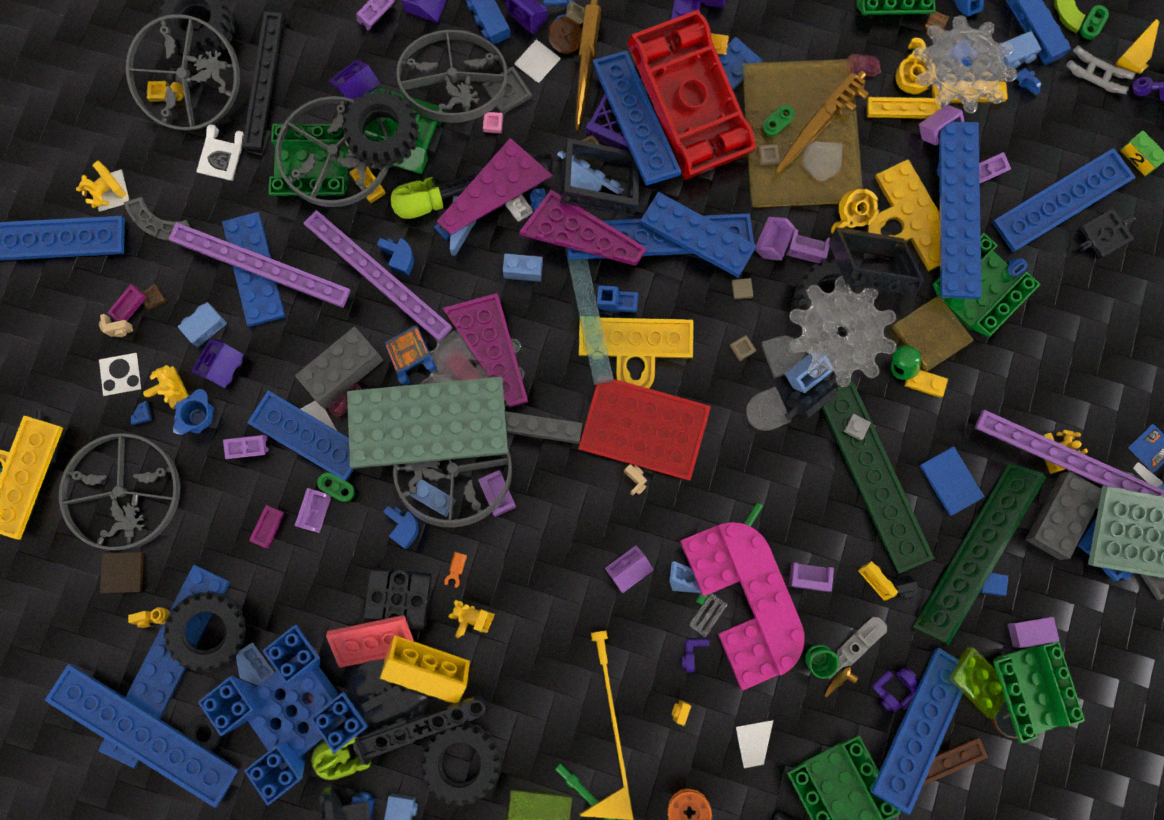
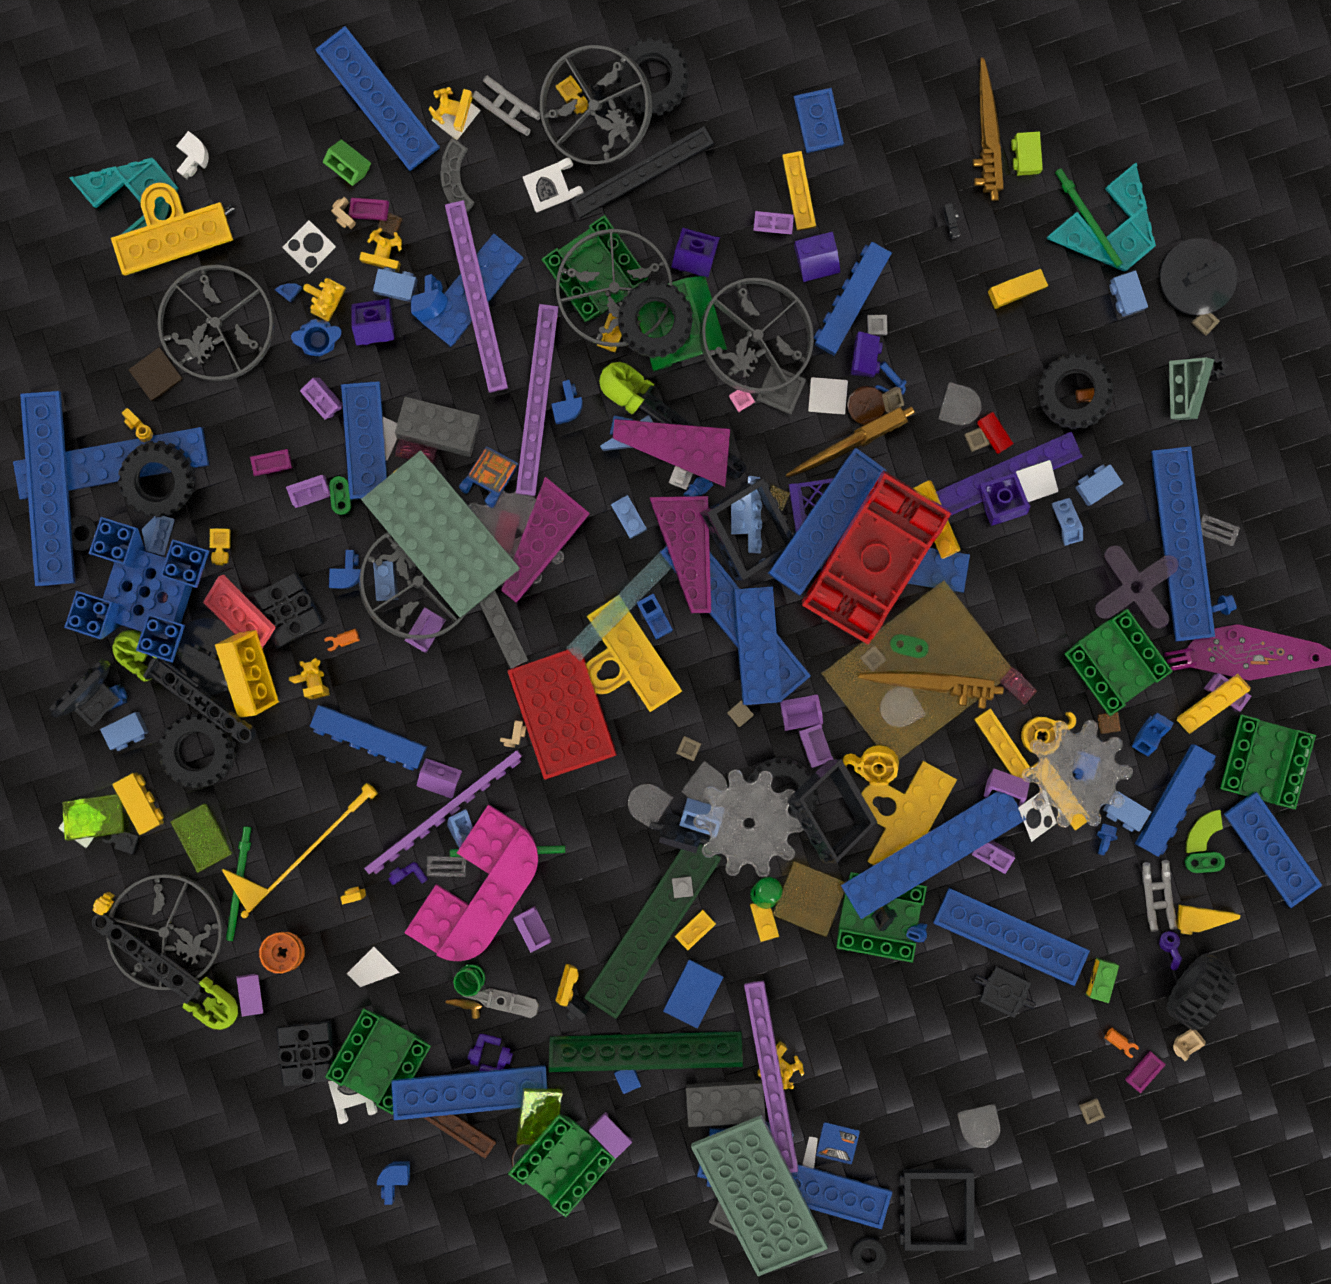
camera: 60 degrees right, 10 degrees up
(76, 294) = (346, 162): none -> bright green brick
(124, 141) = (504, 94): none -> light grey piece
(167, 315) = (382, 251): none -> yellow piece
(236, 304) = (431, 303): none -> blue brick
(298, 615) = (220, 540): none -> yellow plate
(552, 604) = (368, 736): none -> blue brick
(663, 594) = (438, 818): none -> medium lavender plate
(898, 442) = (695, 929): none -> yellow plate
(982, 116) = (1036, 821): none -> white sticker
(989, 282) = (884, 917): none -> black tile

